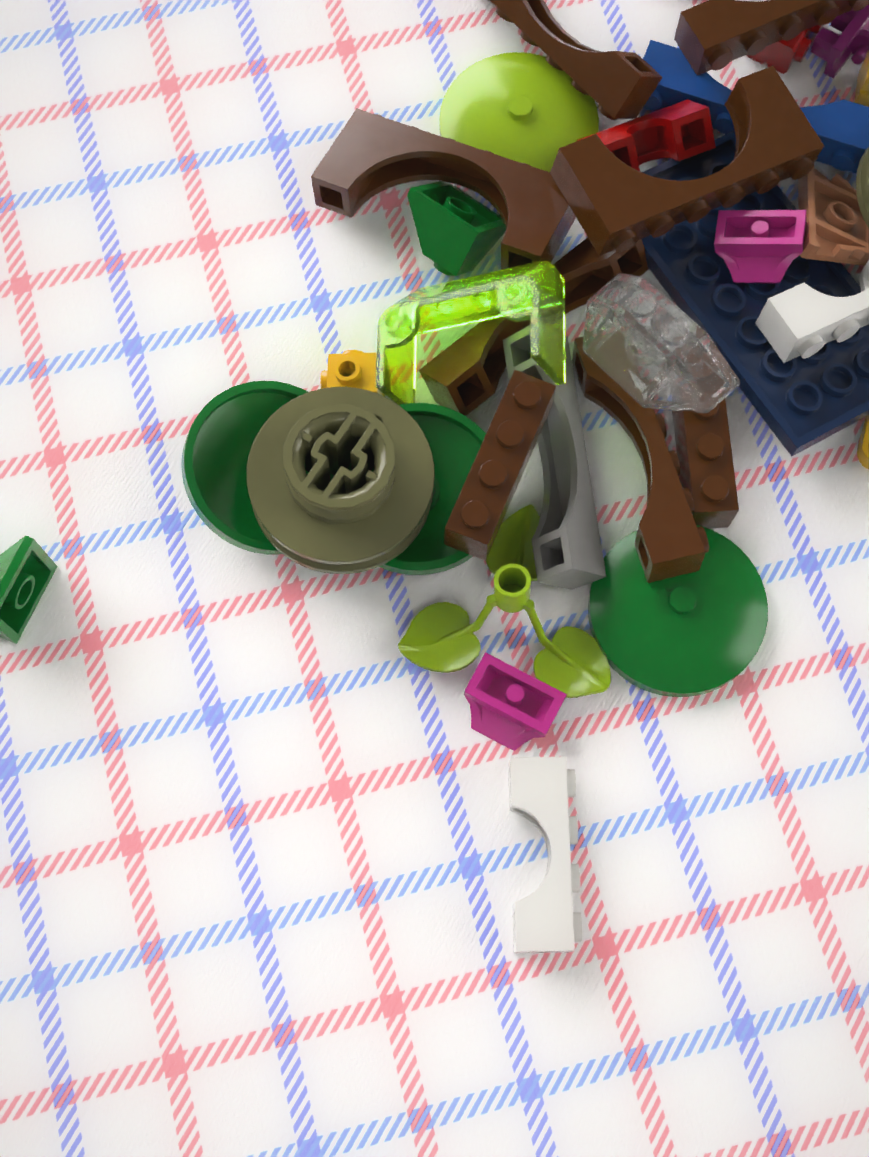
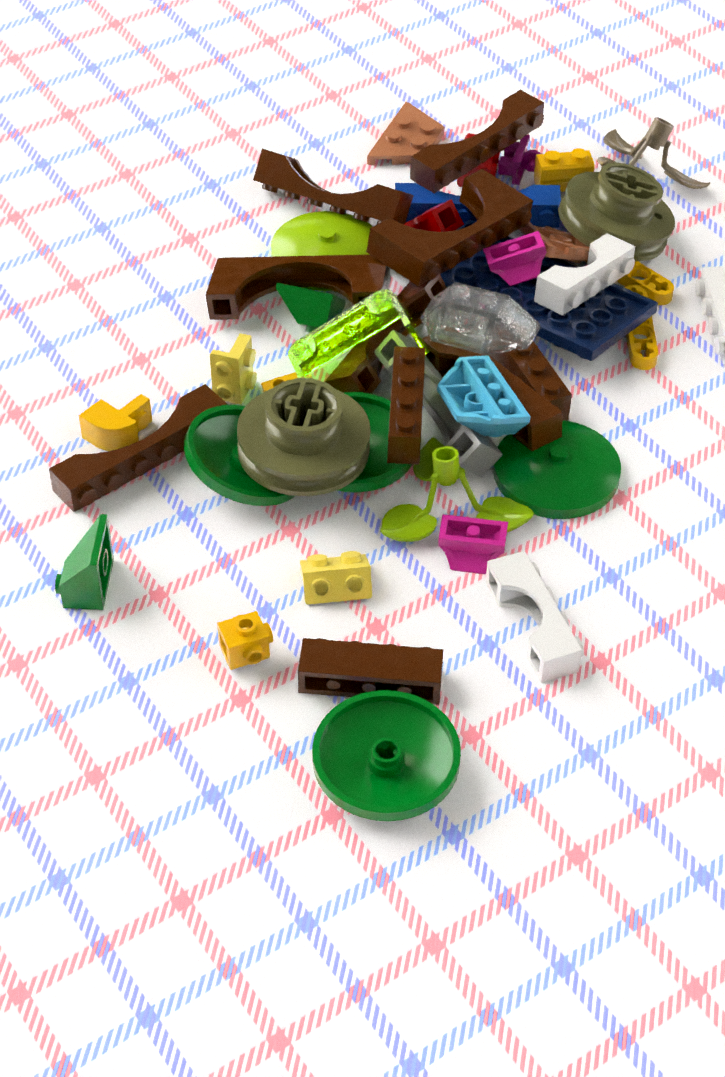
camera: 20 degrees left, 25 degrees down
(63, 432) = (91, 476): none -> reddish brown arch
(127, 361) = (114, 428): none -> yellow brick
(141, 767) = (244, 640): none -> yellow brick
(260, 1023) = (386, 755): none -> green dish
(297, 870) = (360, 667): none -> reddish brown brick
(306, 322) = (233, 371): none -> light yellow bracket
(314, 698) = (336, 578): none -> light yellow bracket
(602, 489) = (482, 398): none -> medium azure wedge

